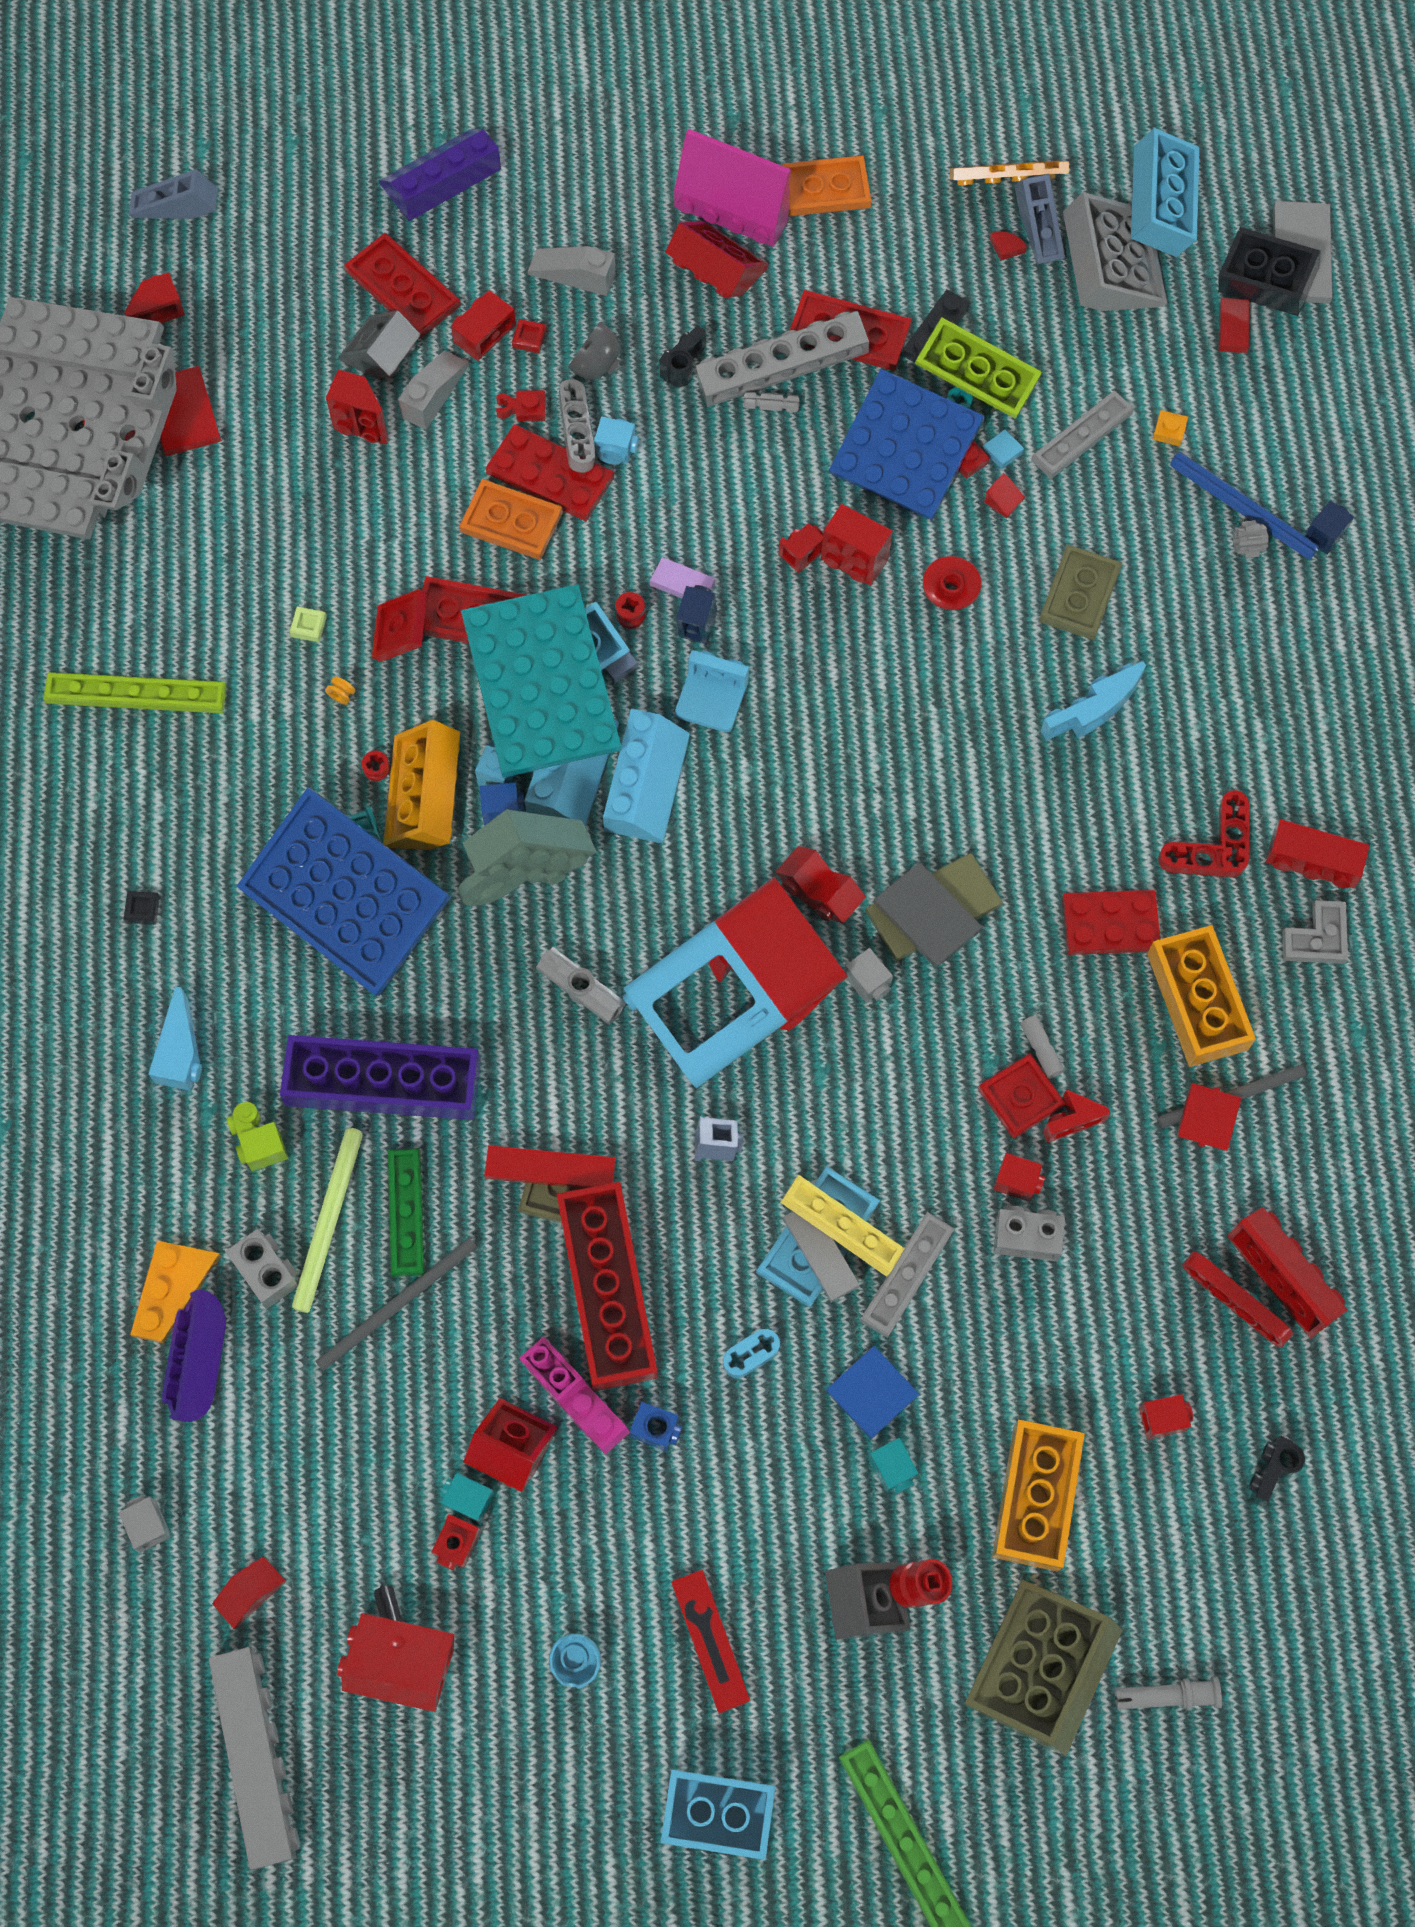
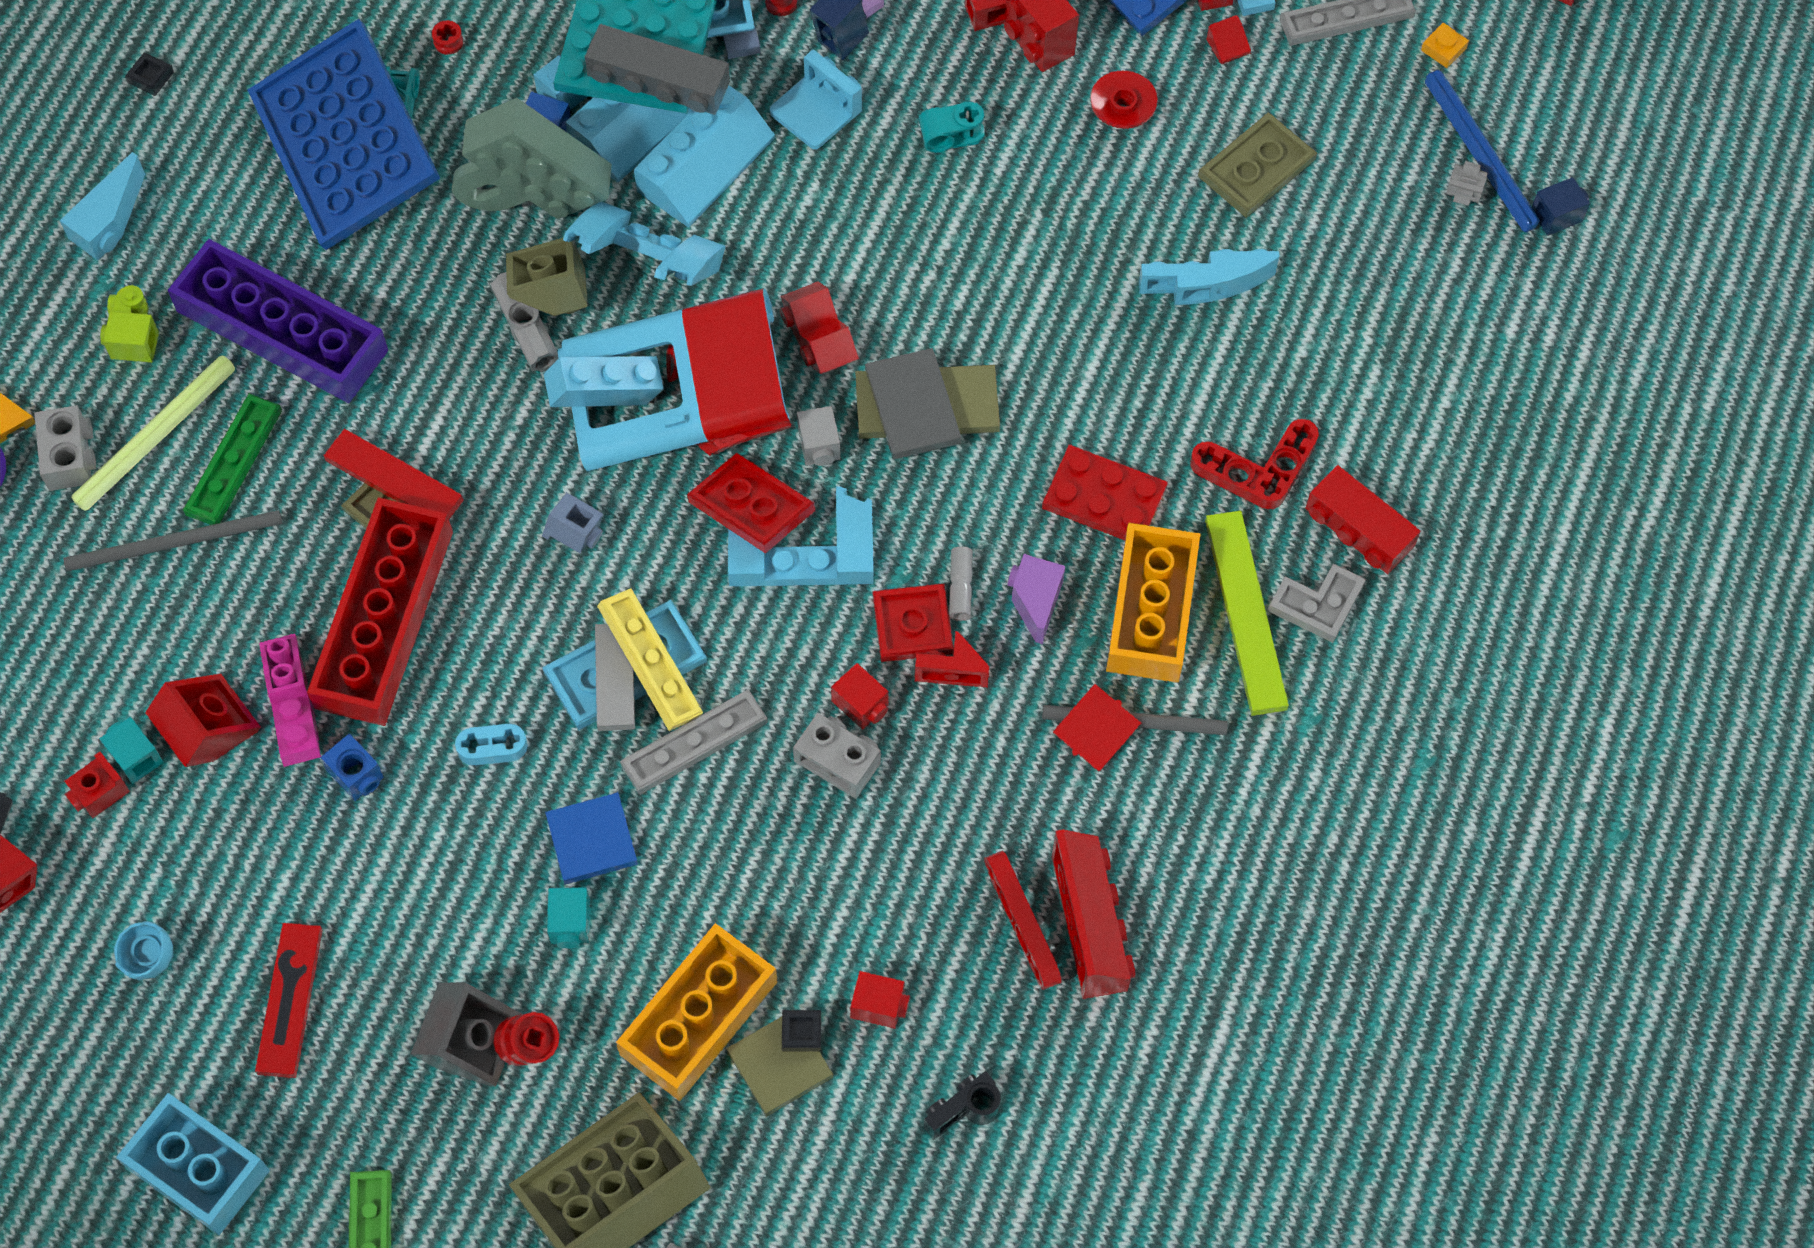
camera: 25 degrees right, 5 degrees down
(422, 787) = (480, 72): light orange slope -> none
(583, 941) = (548, 277): none -> olive slope
(587, 727) = (657, 69): none -> dark grey brick
(680, 1010) = (603, 381): none -> medium azure brick
(689, 872) = (606, 224): none -> medium azure wedge
(826, 667) = (949, 128): none -> teal piece
(847, 1056) = (751, 502): none -> red tile
(873, 1104) = (811, 565): none -> medium azure wedge
(1106, 1029) = (1035, 592): none -> medium lavender slope
(1116, 1503) = (776, 1075): none -> olive tile
(1122, 1470) = (801, 1030): none -> black tile
(1268, 969) = (1246, 613): none -> lime tile

